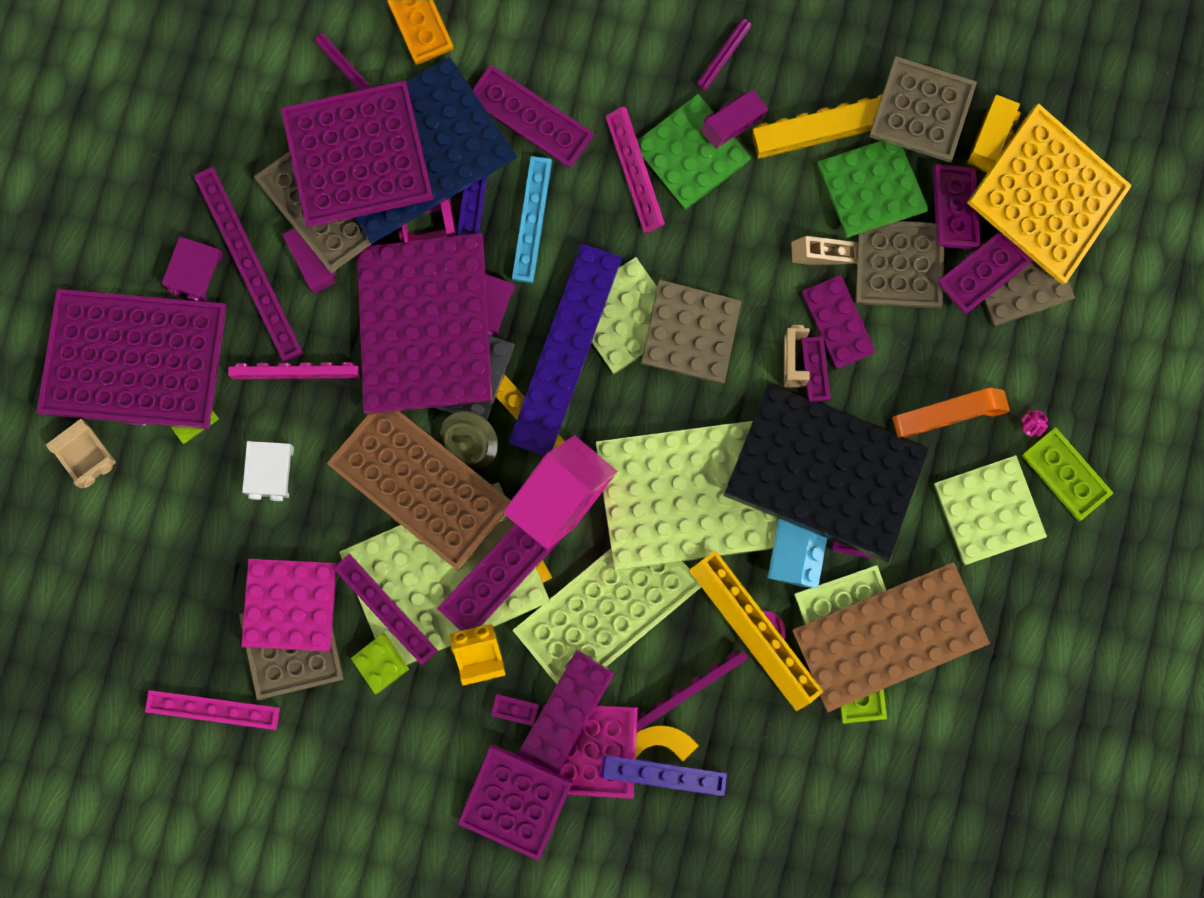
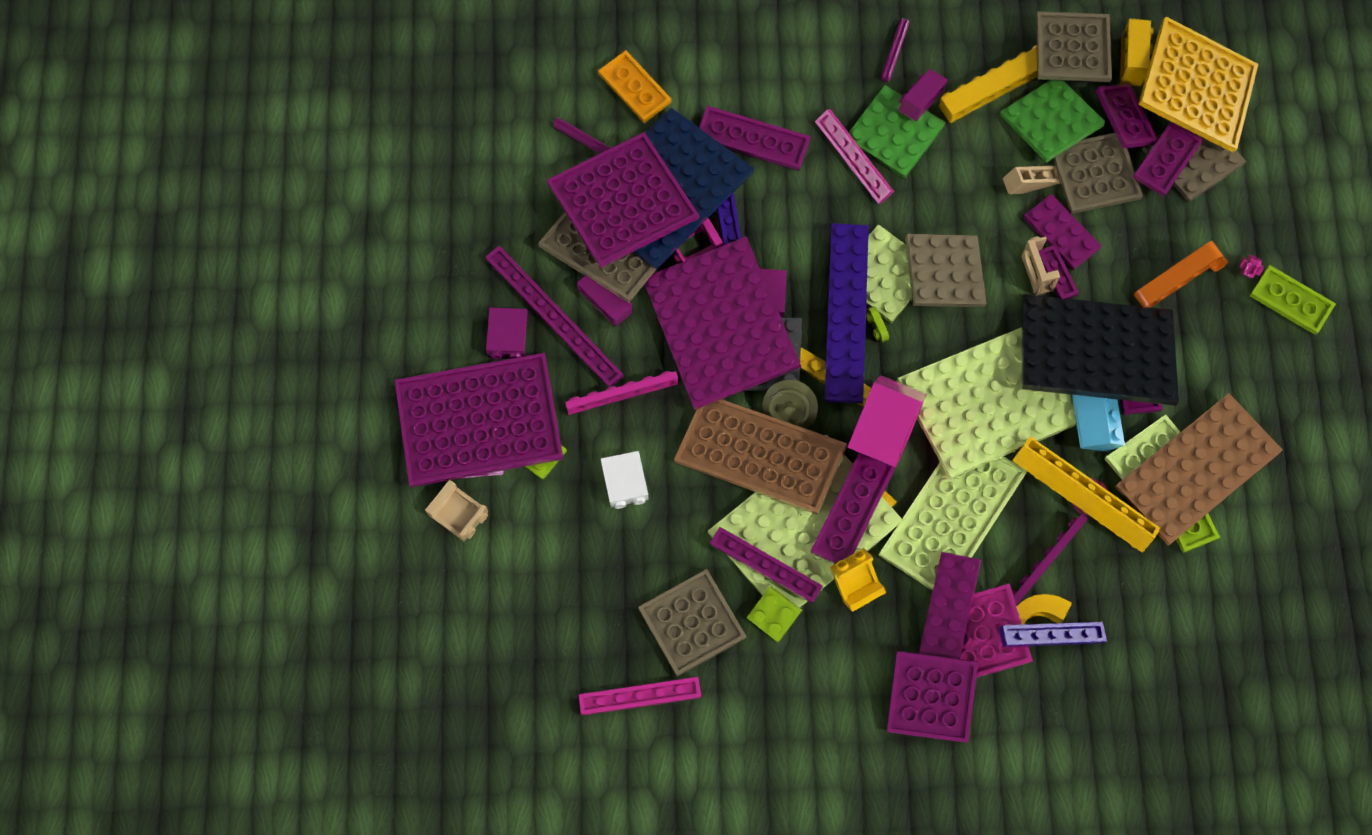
camera: 20 degrees left, 10 degrees down
(289, 605) = (680, 586): dark pink plate -> none
(515, 710) = (903, 620): magenta plate -> none
(532, 219) = (782, 218): medium azure plate -> none
(593, 363) = (880, 331): none -> lime plate
(989, 510) = (1240, 346): yellowish green plate -> none

